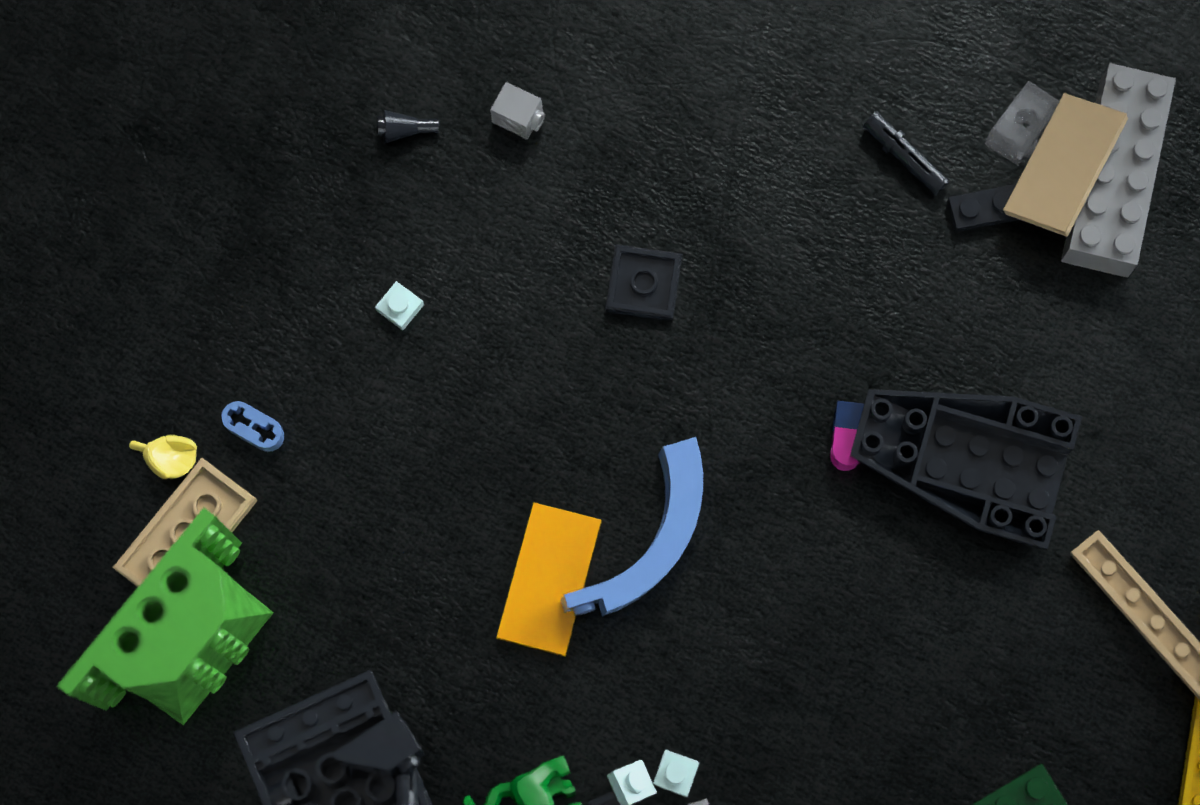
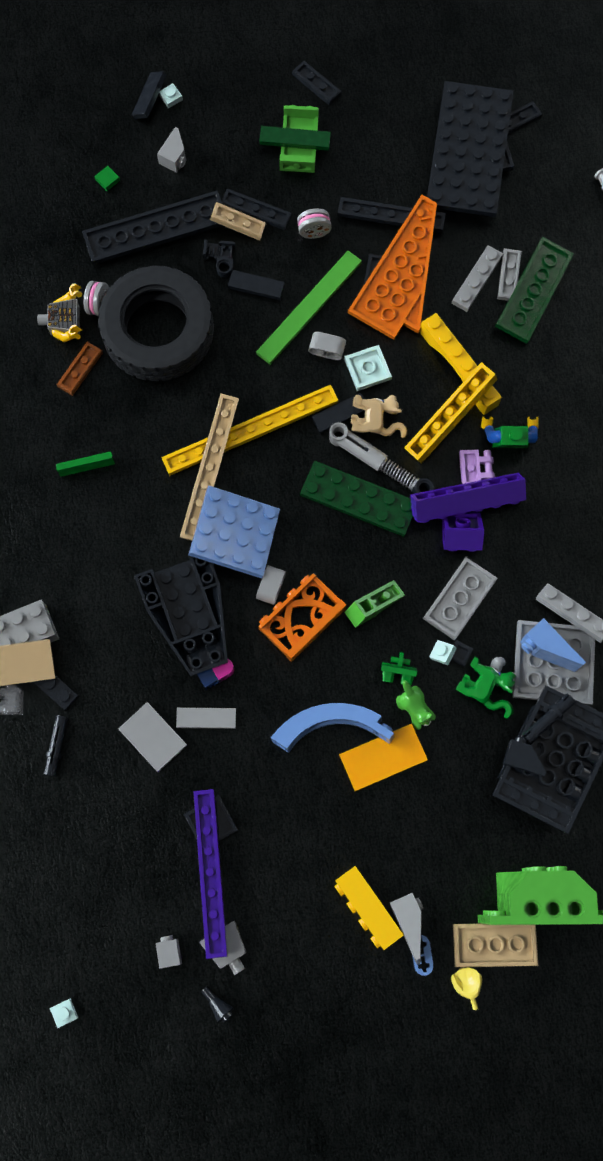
camera: 130 degrees left, 0 degrees up
(304, 438) = (409, 918): none -> light grey slope
(367, 400) = (369, 908): none -> yellow brick
(399, 305) = (309, 932): light aqua plate -> none
(466, 184) = (235, 949): none -> light grey torso
(576, 226) = (210, 874): none -> dark purple plate
(591, 681) = (414, 703): none -> bright green animal
(658, 700) = (389, 669): none -> green hips
(676, 773) = (422, 638): light aqua plate -> none
(782, 741) = (374, 603): none -> bright green slope
(793, 377) = (206, 718): none -> light grey tile
(819, 661) = (310, 634): none -> orange fence
(821, 288) = (152, 737): none -> light grey tile
(924, 609) = (270, 585): none -> light grey beam
(1047, 612) = (234, 532): none -> medium blue plate

